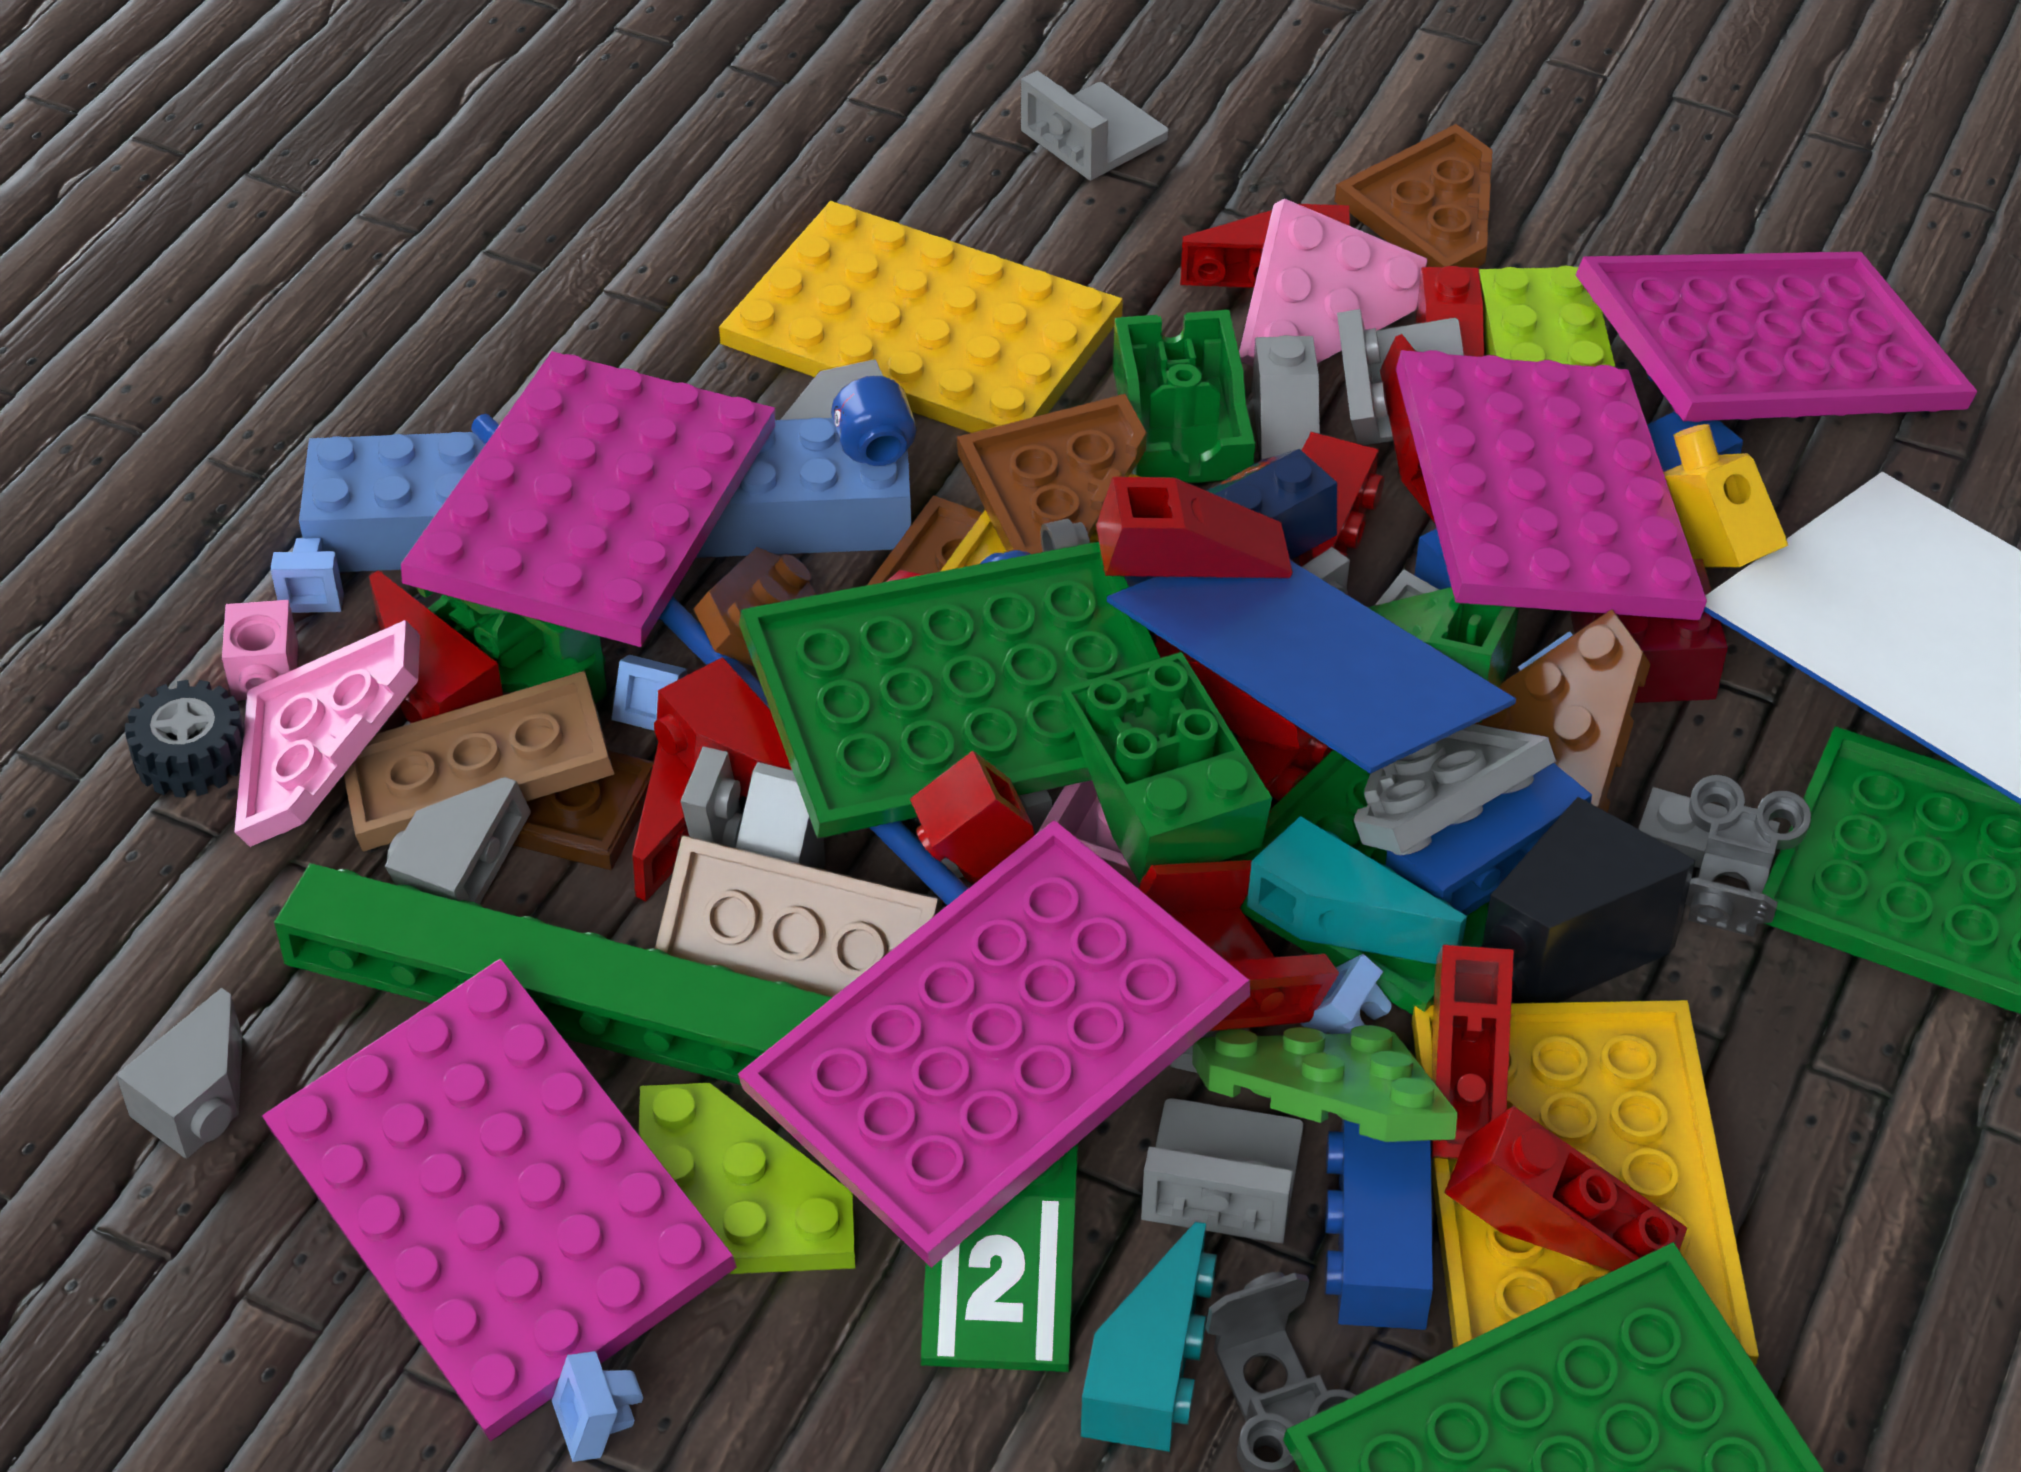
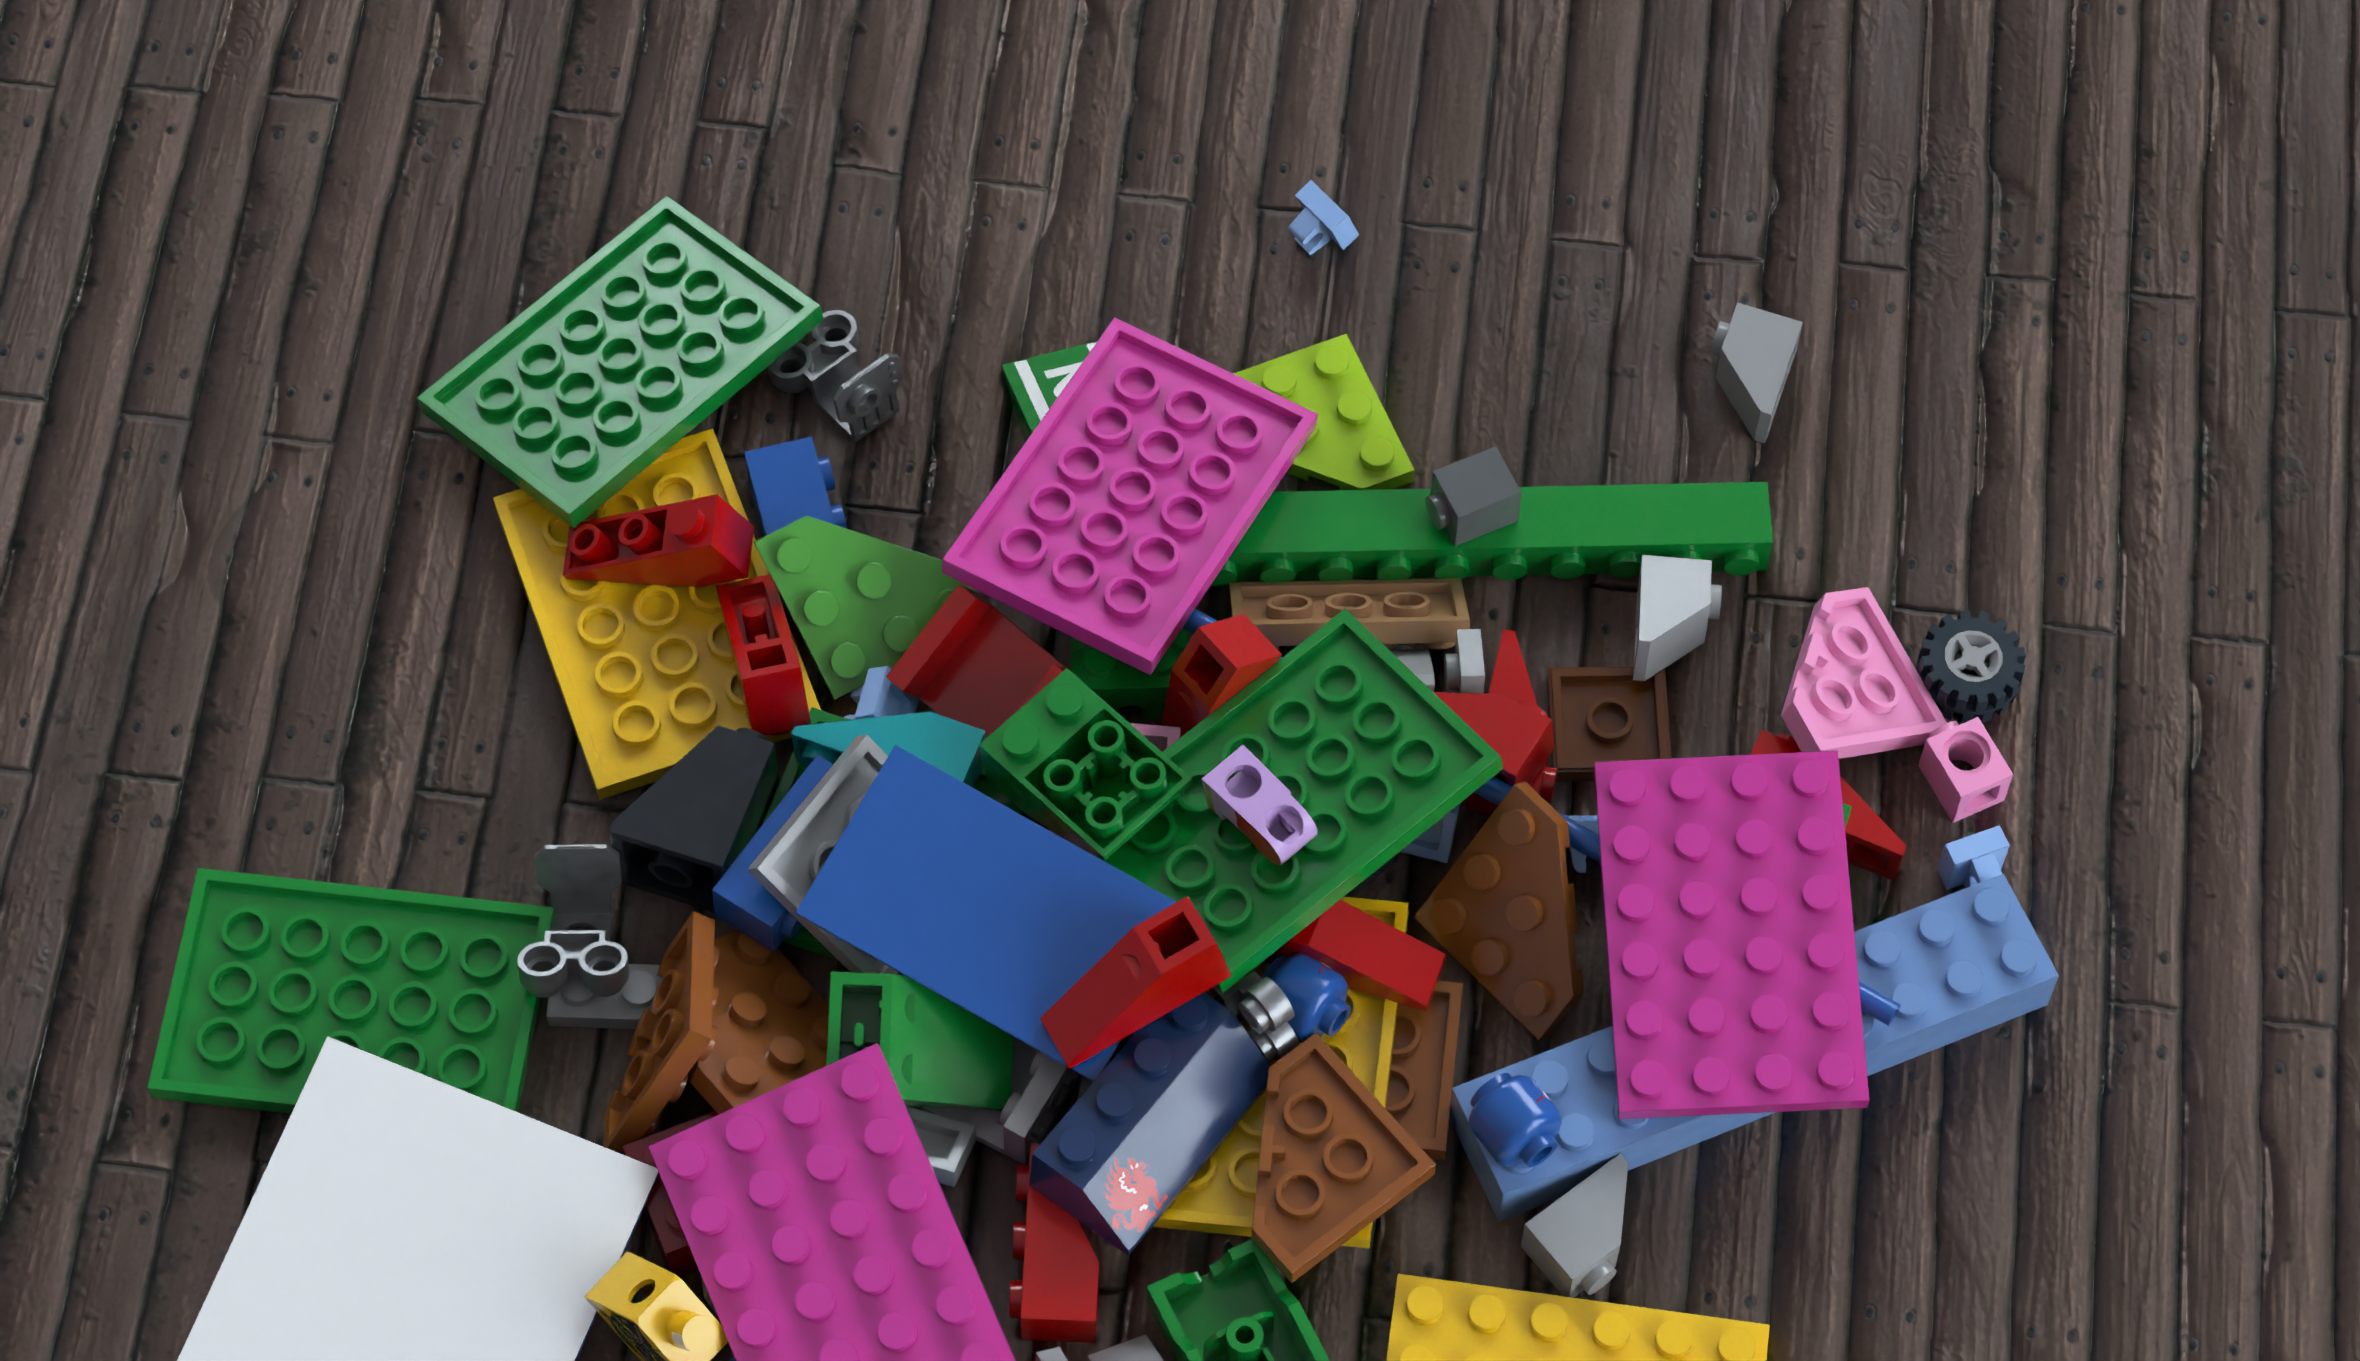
camera: 160 degrees right, 15 degrees up
(498, 1195) = (1473, 338): dark pink plate -> none
(536, 736) = (1700, 698): medium nougat plate -> none
(606, 960) = (1474, 496): none -> dark grey brick
(1008, 642) = (1258, 806): none -> lavender leg
(1140, 1352) = (947, 369): teal slope -> none
(1222, 1170) = (928, 502): light grey bracket -> none
(1663, 716) = (668, 1036): none -> dark orange plate

